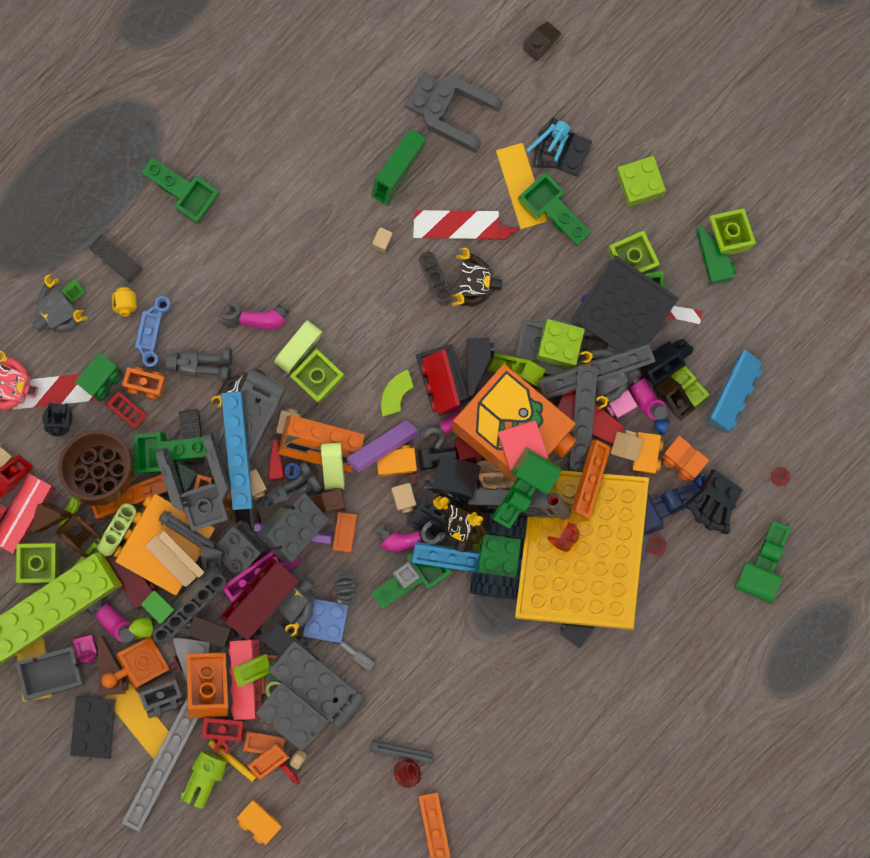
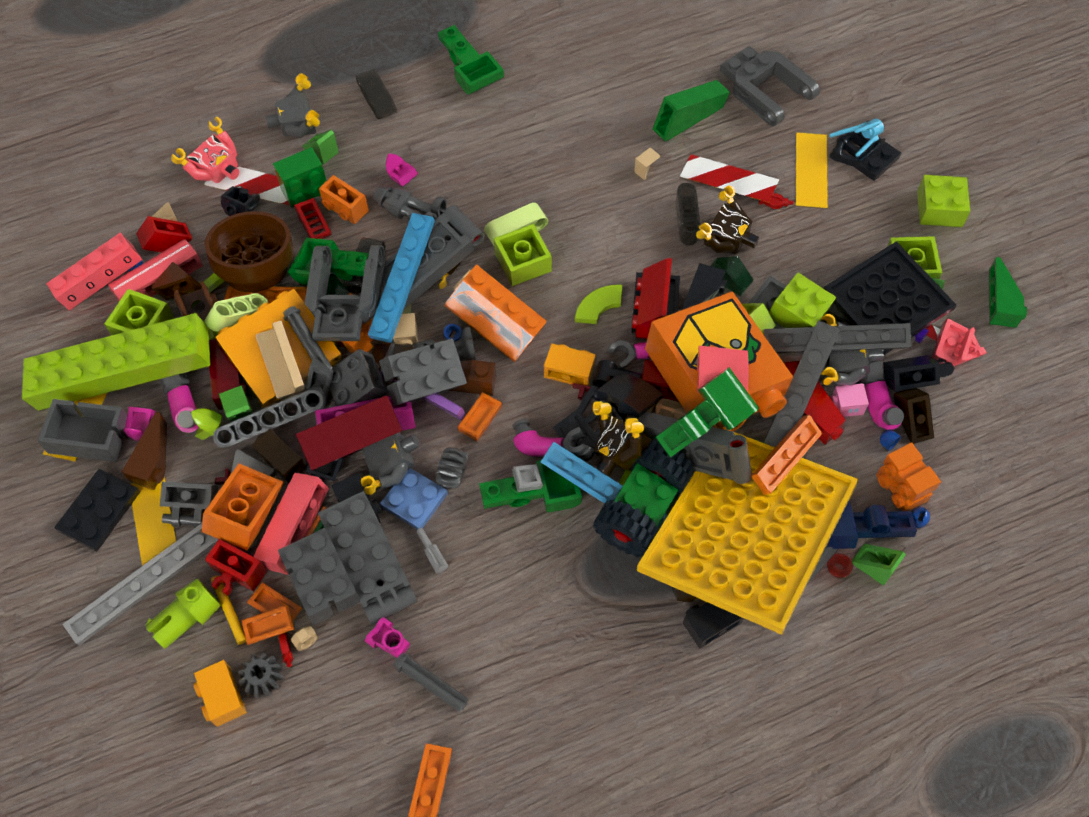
camera: 20 degrees right, 20 degrees down
(73, 291) = (320, 105): bright green slope -> none
(94, 332) = (324, 145): none -> bright green slope
(124, 301) = (363, 128): yellow head -> none
(139, 663) = (184, 459): orange plate -> none
(149, 330) = (375, 161): medium blue plate -> none
(176, 332) = (399, 170): none -> dark pink plate
(251, 670) = (299, 507): lime tile -> none
(268, 320) = (491, 188): piece -> none
(276, 468) = (437, 322): red slope -> none
(280, 791) = (270, 676): none -> dark grey gear
(332, 466) = (498, 336): yellowish green beam -> none
(354, 732) = (384, 635): none -> dark pink plate
(382, 446) = (561, 340): medium lavender tile -> none
(404, 498) = (561, 402): tan brick -> none
(407, 773) = (425, 708): clear red plate -> none
(490, 323) = (735, 273): none -> clear green slope
(541, 40) = (876, 57): dark brown slope -> none
(545, 198) = (837, 182): green plate -> none
(568, 538) = (735, 502): clear red plate -> none
(627, 445) = (842, 437): tan brick -> none
(648, 457) = (863, 457): light orange brick -> none
(682, 532) = (878, 561): none -> bright green slope
(689, 318) = (957, 344): none -> coral slope
(691, 386) = (942, 421): lime slope -> none
(724, 493) = (943, 536): black plate -> none
(732, 231) = (1036, 274): lime slope -> none
(734, 392) = (990, 431): dark azure slope -> none
(759, 578) = (961, 652): green plate -> none
(774, 478) = (1017, 552): clear red plate -> none

